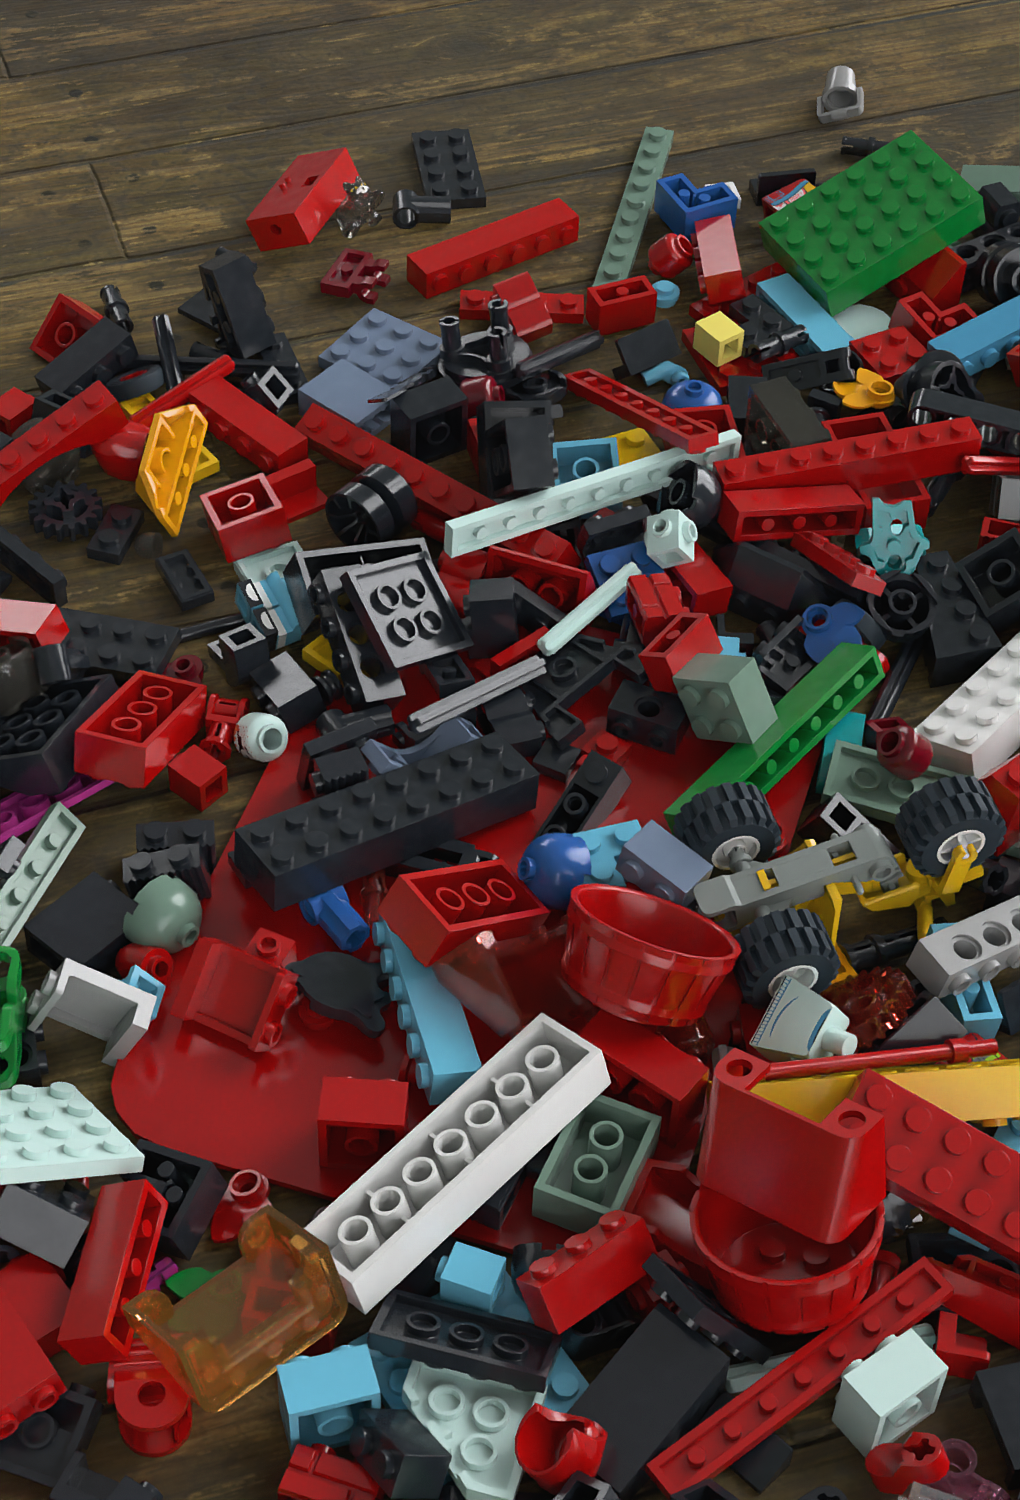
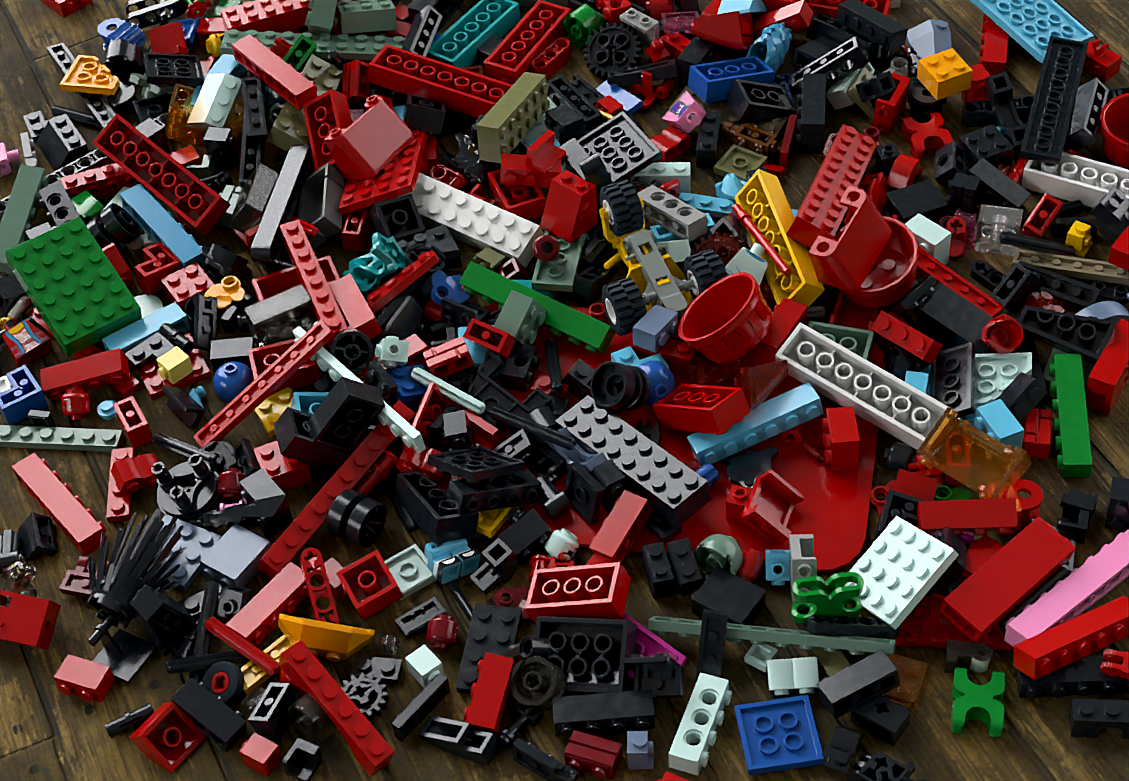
camera: 90 degrees left, 0 degrees up
(93, 574) = (423, 665): none -> light aqua brick
(146, 595) = (442, 632): none -> dark red head
(181, 274) = (84, 678): none -> brick
(220, 1240) = (916, 485): none -> red sticker
(245, 461) = (318, 592): none -> red beam
(249, 792) = (622, 526): none -> brick
(302, 283) = (135, 568): none -> black plant
(435, 231) = (37, 536): none -> black panel
(535, 804) = (619, 386): none -> black wheel
(639, 755) = (553, 365): none -> black axle
(649, 230) = (41, 418): none -> black tile
(885, 931) = (676, 249): none -> light aqua brick
(916, 706) = (490, 259): none -> olive brick

